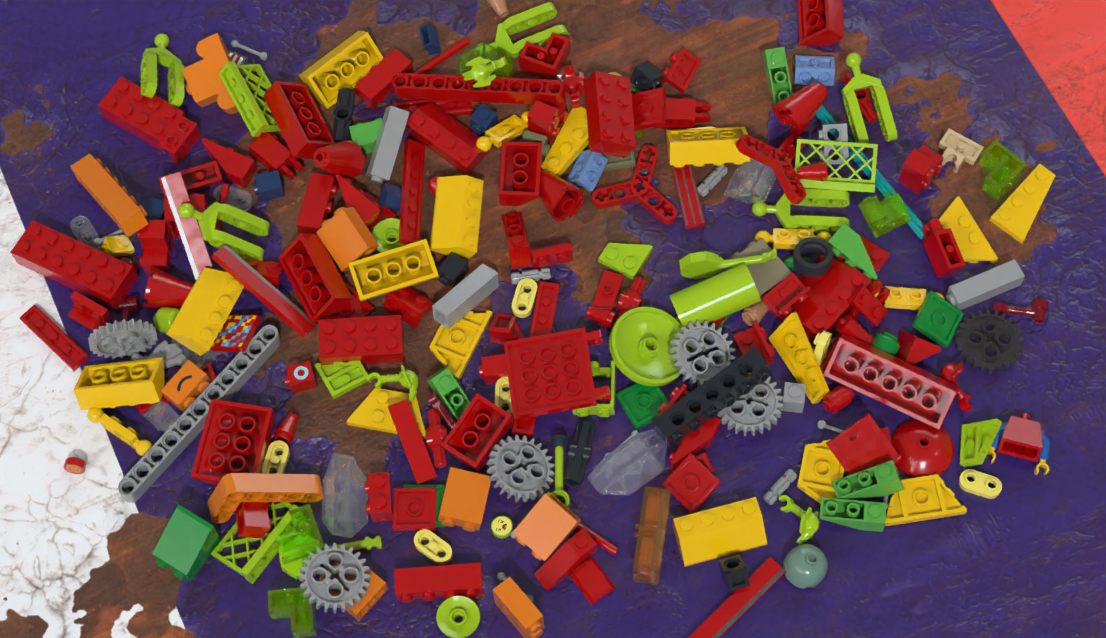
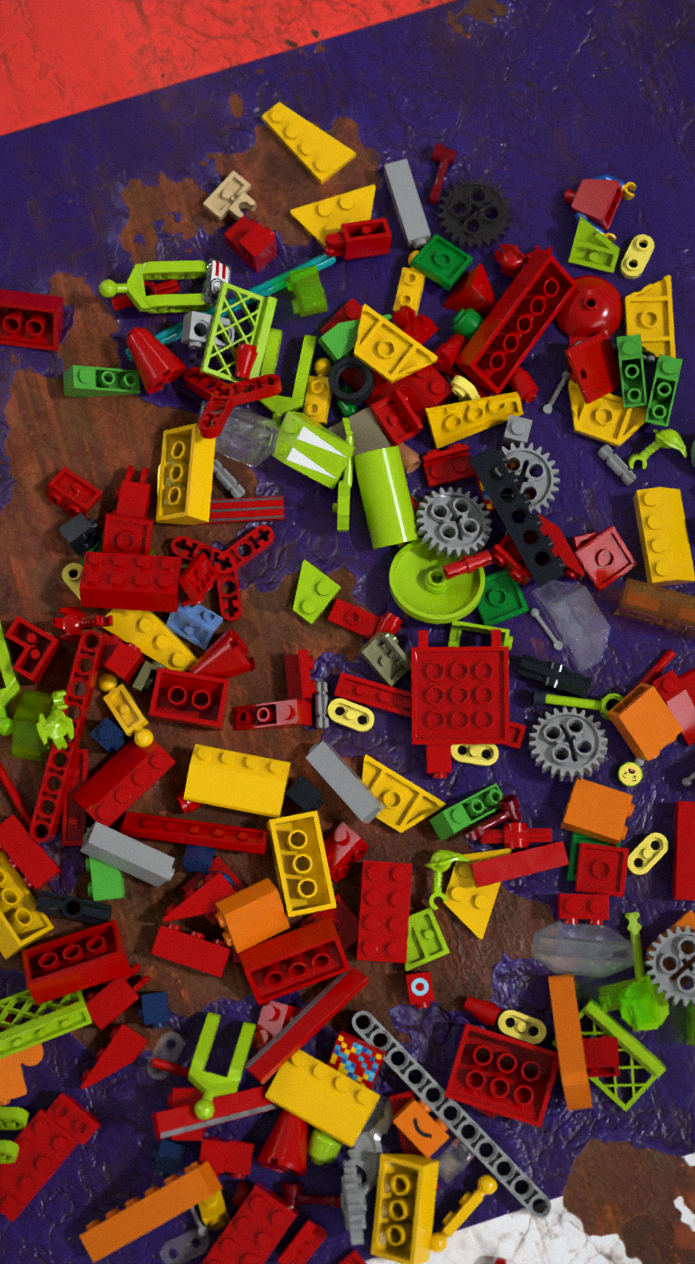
camera: 85 degrees left, 15 degrees up
(185, 544) = (618, 1140): green slope -> none
(199, 177) = (136, 1106): red brick -> none
(341, 158) = (139, 914): red cone -> none
(384, 231) = (246, 877): lime dish -> none
(477, 432) = (524, 785): red slope -> none
(505, 328) = (387, 740): red slope -> none
(576, 313) = (386, 657): none -> olive bracket
(619, 161) = (197, 580): none -> red bracket
(631, 298) = (373, 594): red axle -> none
(665, 365) = (467, 564): none -> red pin
(746, 230) = (312, 449): none -> lime slope
(814, 69) = (97, 338): medium blue bracket -> none
(844, 275) = (388, 348): none -> yellow wing
(886, 146) = (215, 275): none -> slope
(1004, 169) = (267, 152): clear neon green brick -> none

